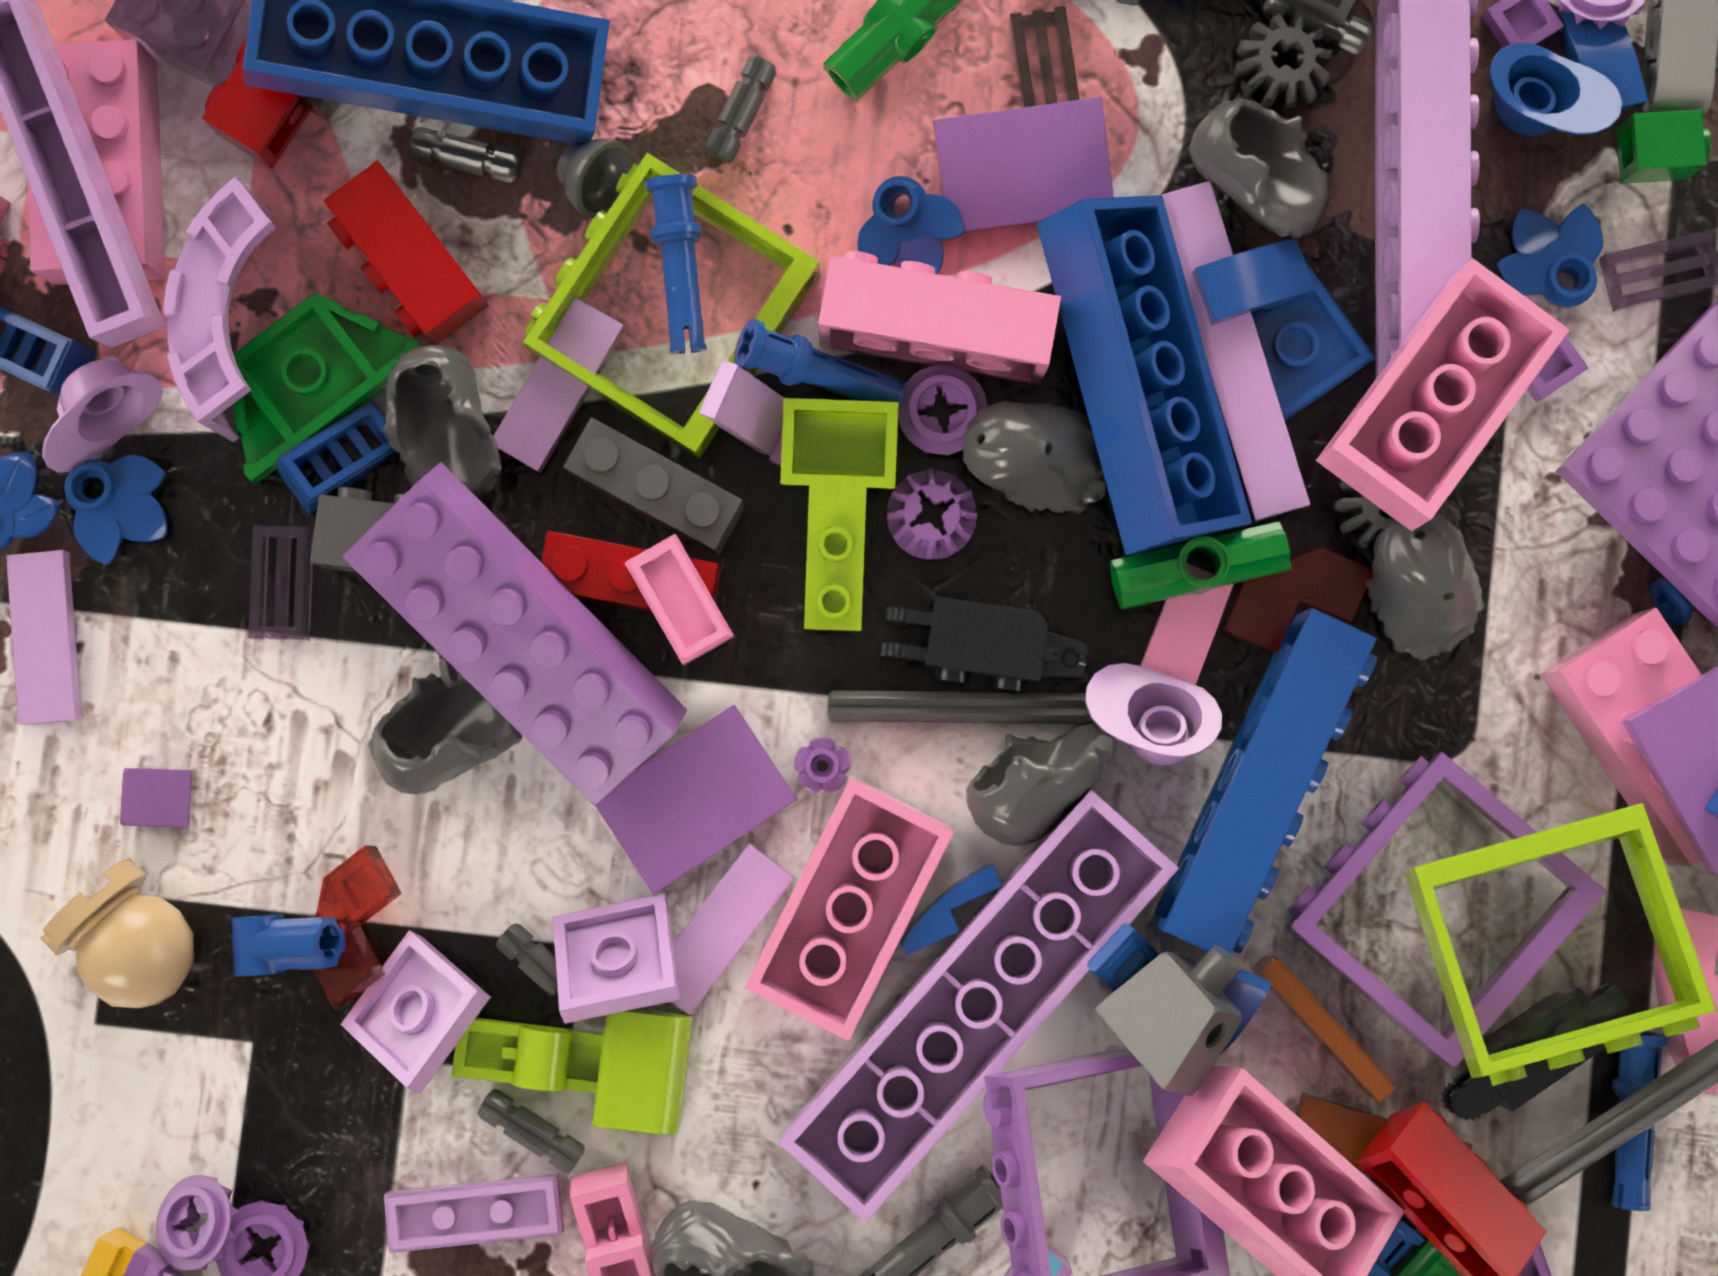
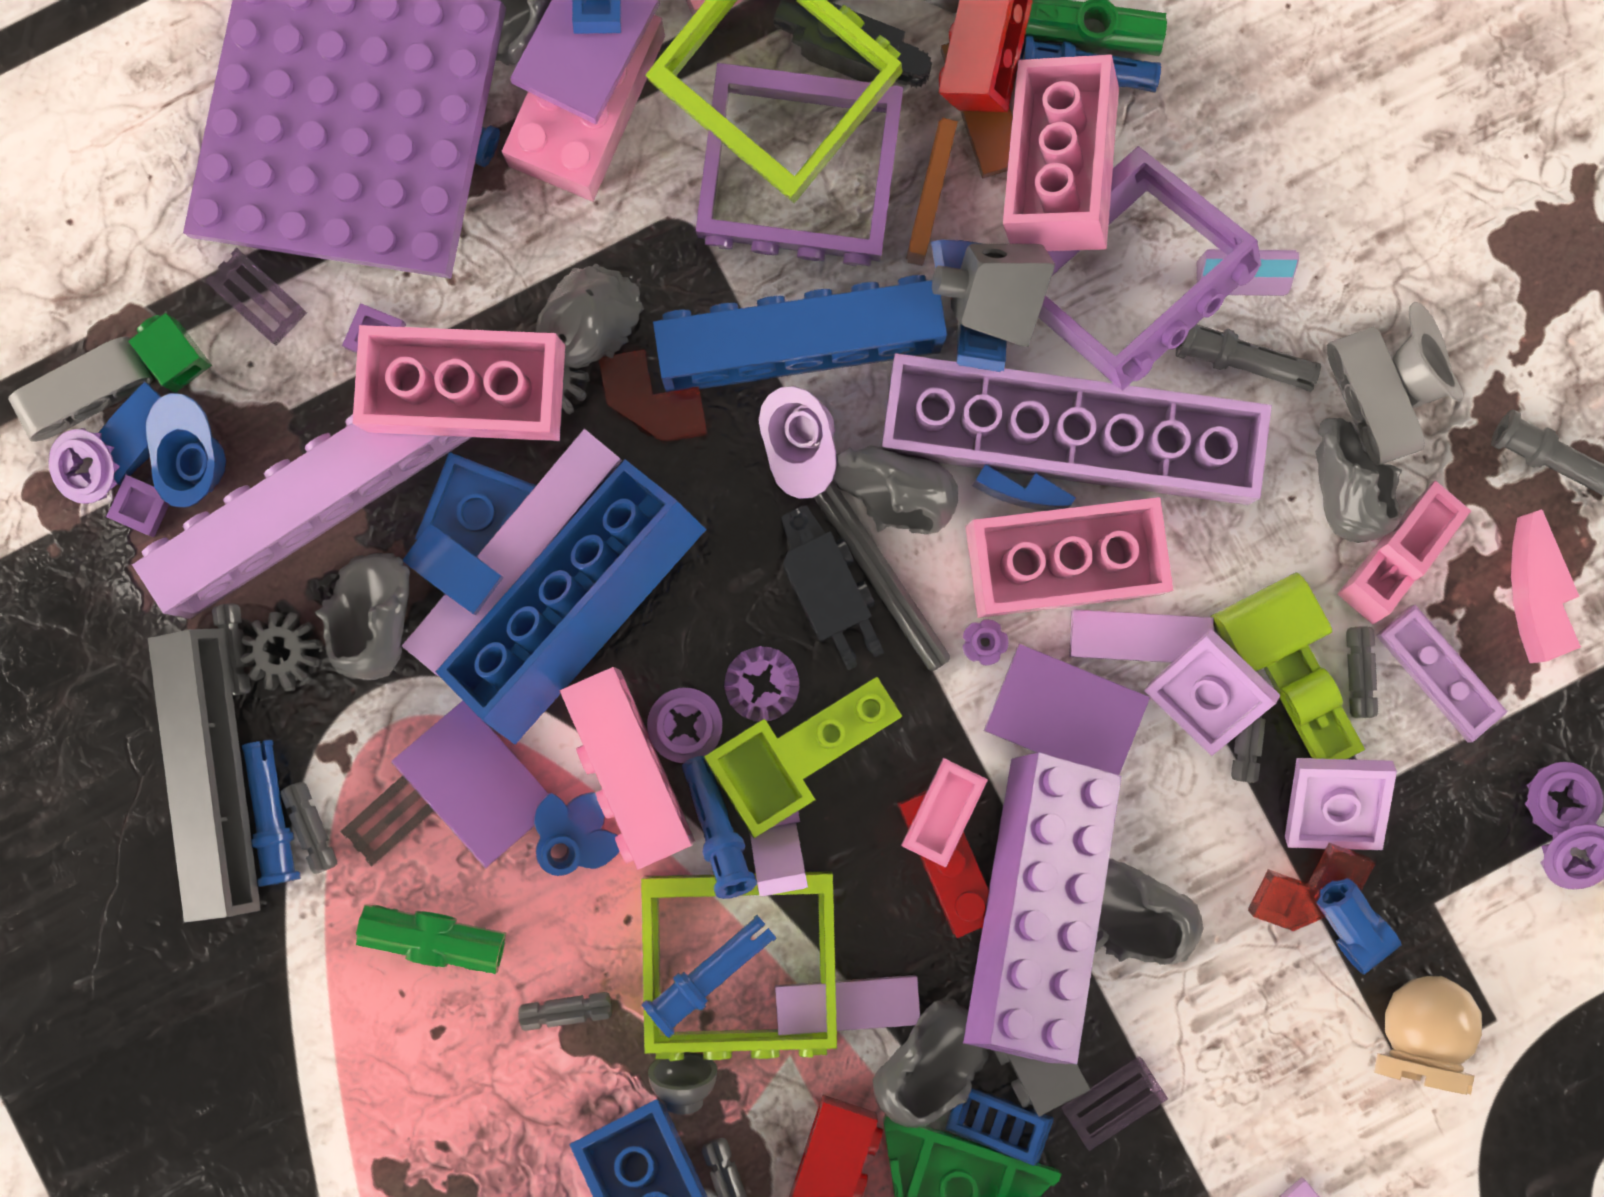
camera: 130 degrees left, 0 degrees up
(156, 797) = (1319, 1085): medium lavender slope -> none
(654, 487) = (874, 887): dark grey brick -> none
(1036, 455) = (674, 639): dark grey piece -> none
(1186, 631) = (720, 459): bright pink tile -> none
(1234, 556) = (656, 454): green piece -> none
(1550, 248) = (291, 383): blue plate -> none

